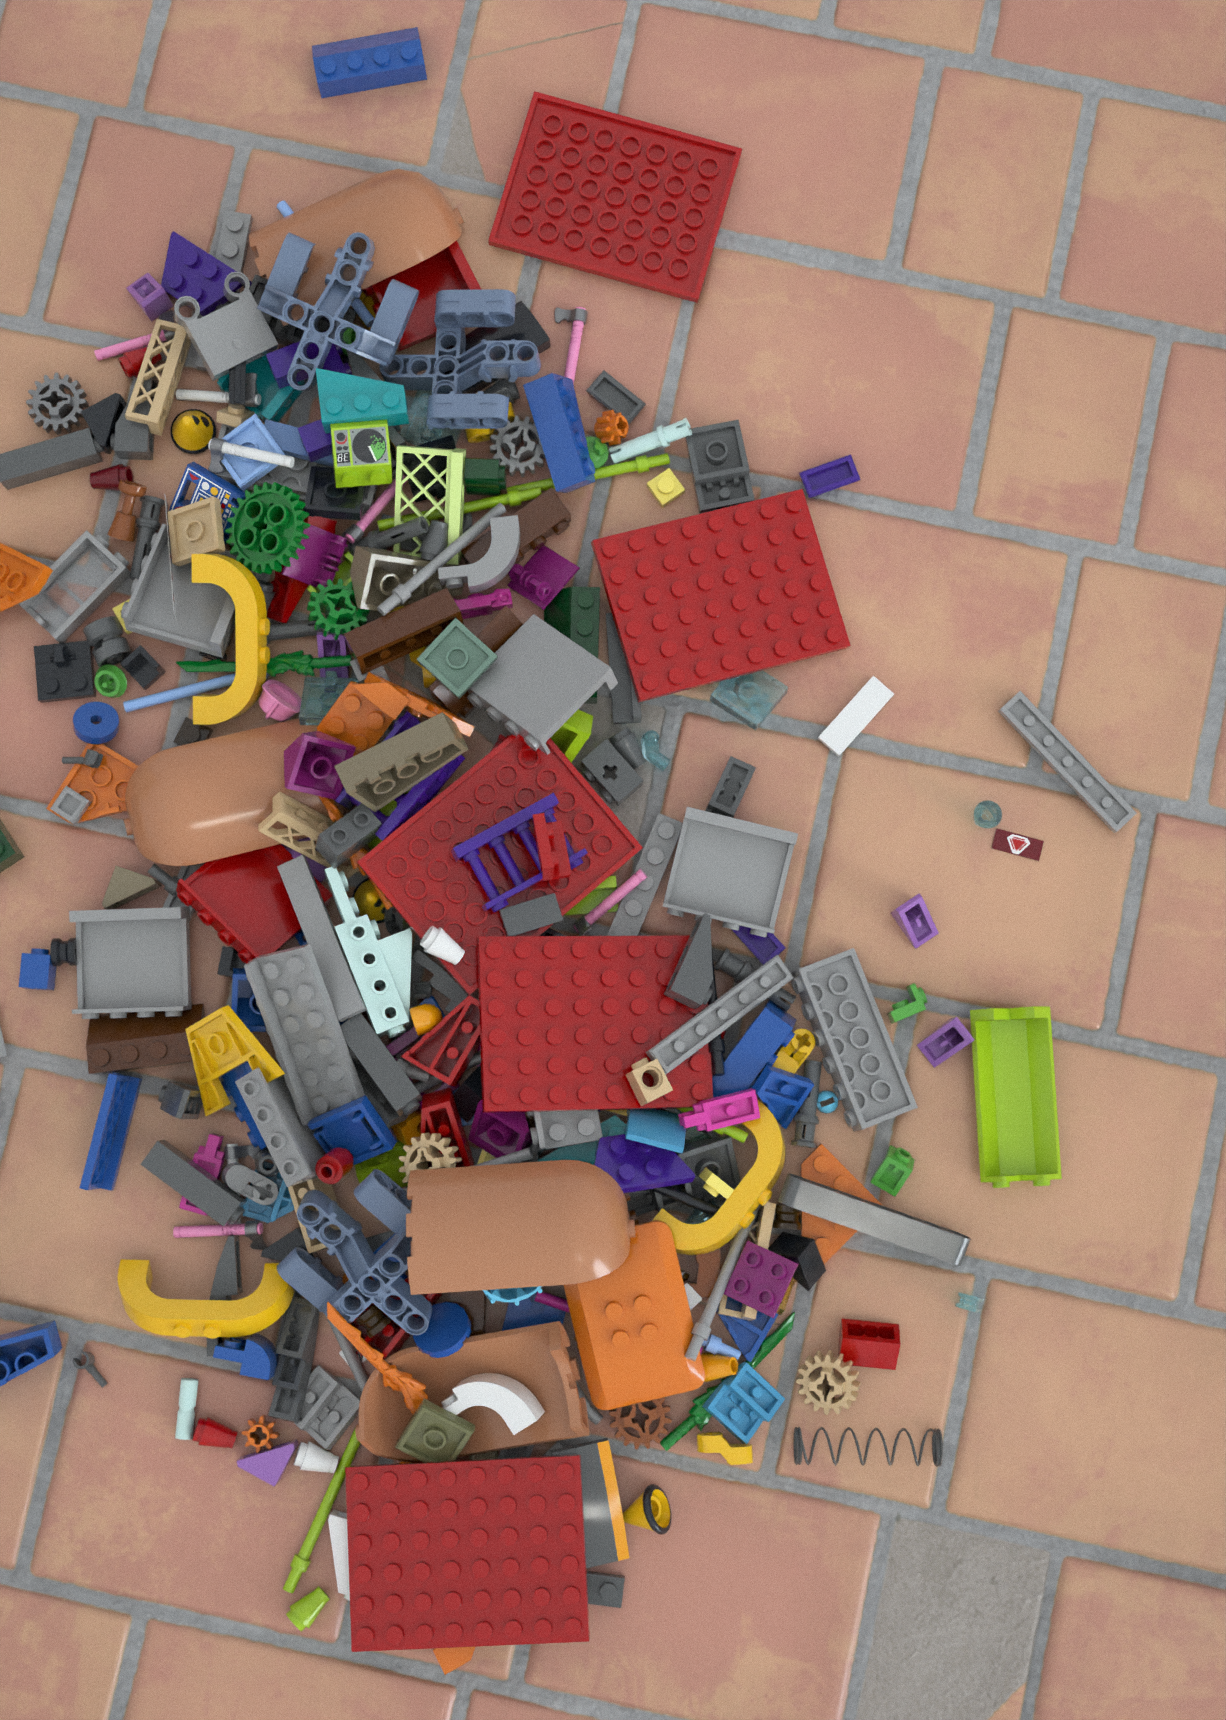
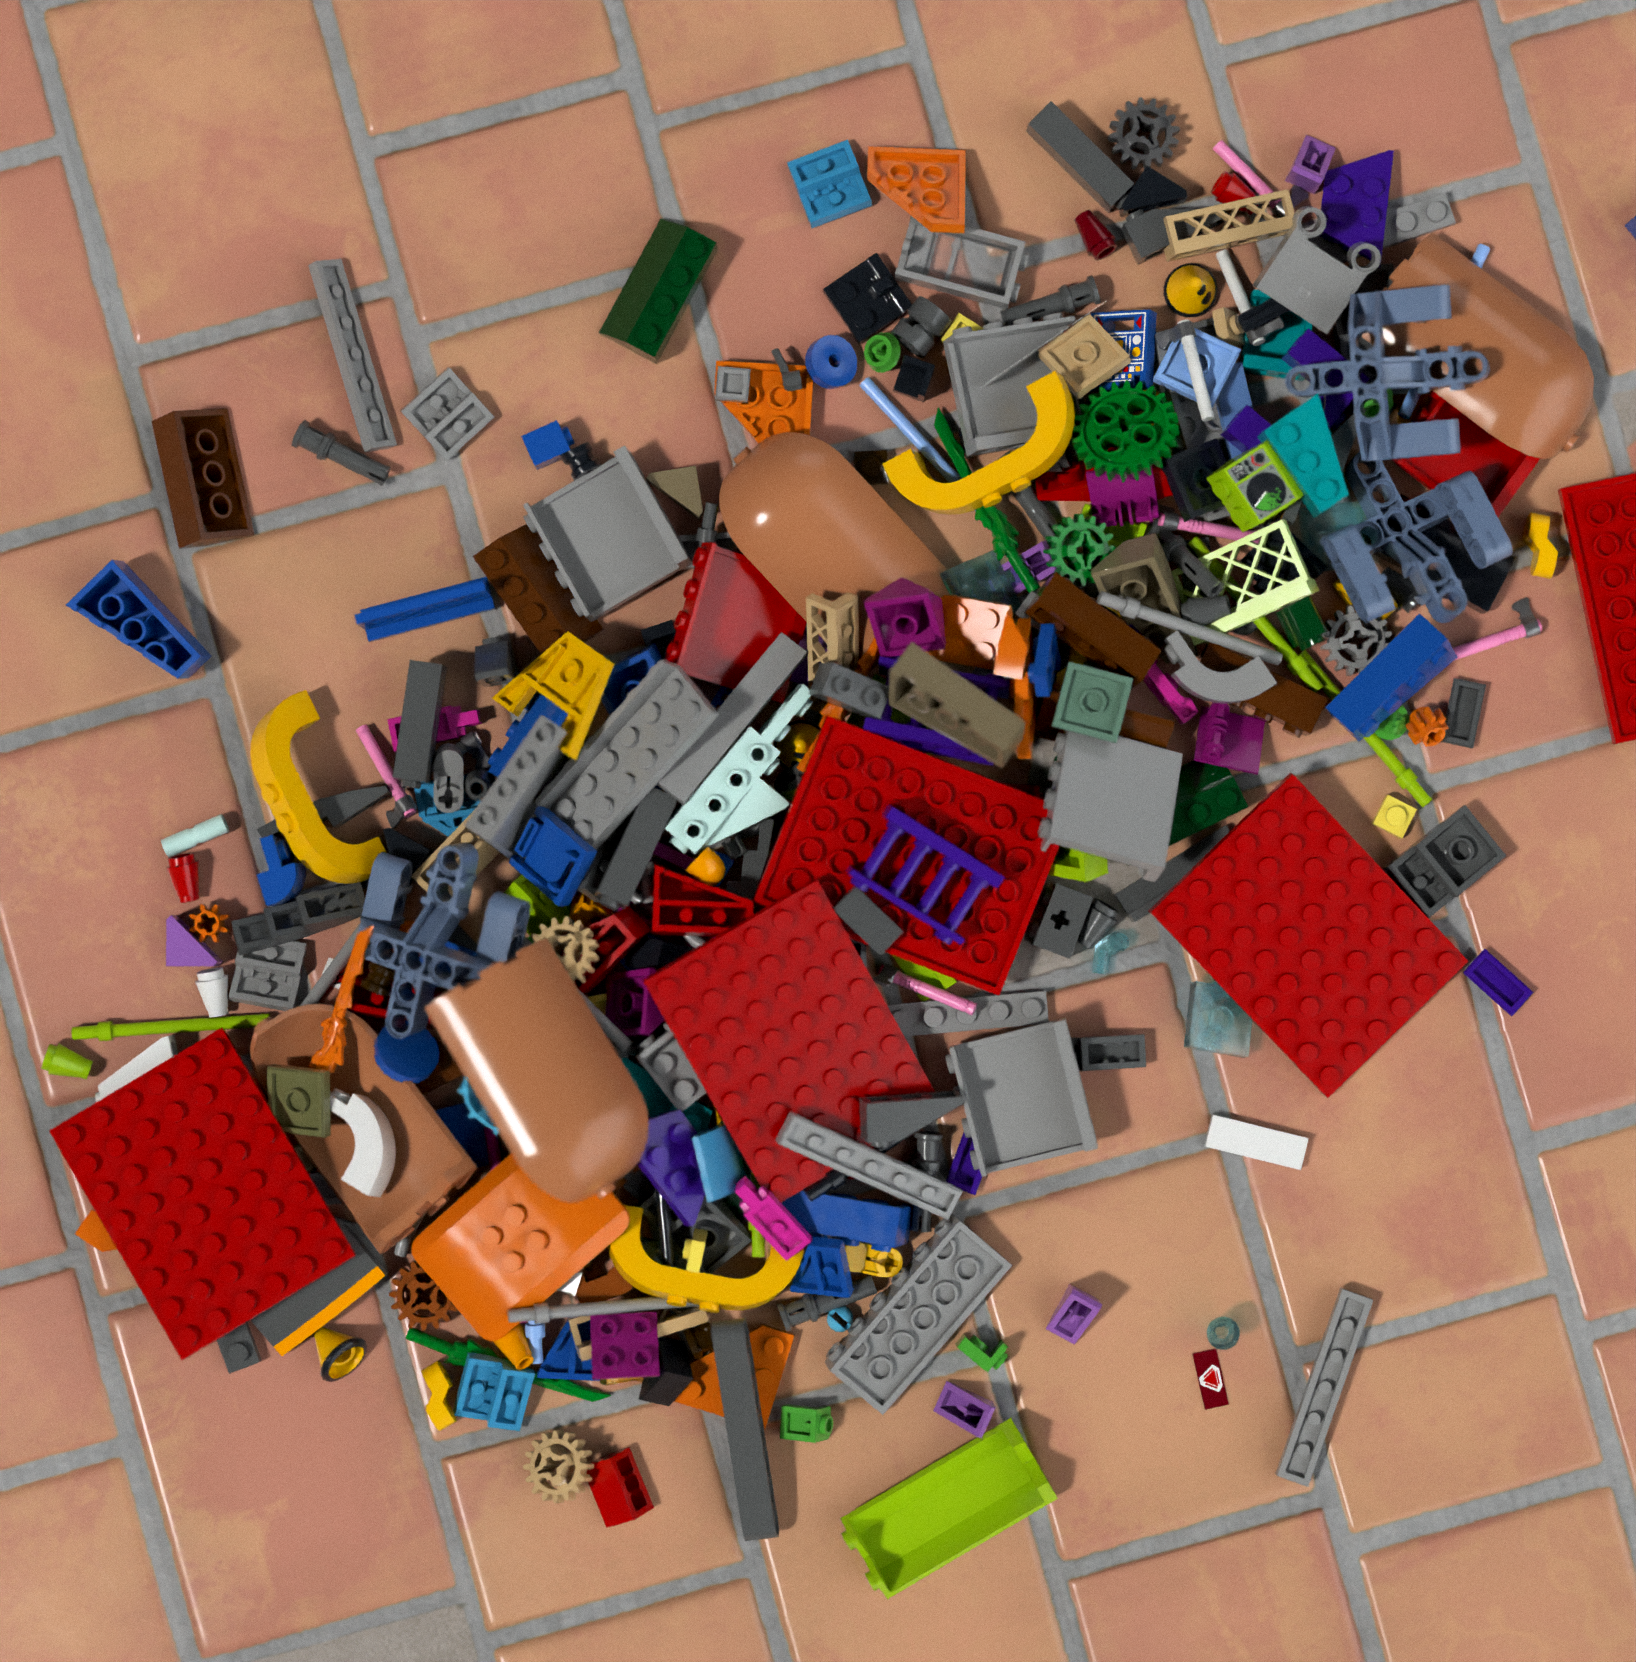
camera: 55 degrees right, 5 degrees up
(89, 1366) = (183, 718): dark grey hand -> none
(124, 521) = (1056, 274): dark orange piece -> none
(279, 701) = (953, 538): bright pink piece -> none
(334, 1165) = (511, 857): red brick -> none
(407, 676) = (1046, 661): none -> blue wing
(441, 945) = (788, 845): white cone -> none
(522, 277) = (1544, 553): none -> yellow piece
(551, 848) = (945, 906): red bracket -> none
(660, 1086) = (766, 1143): tan brick -> none
(661, 437) = (1445, 785): light aqua pin -> none
(937, 1446) = (556, 1606): dark grey piece -> none
(969, 1302) = (713, 1568): clear light blue bush -> none

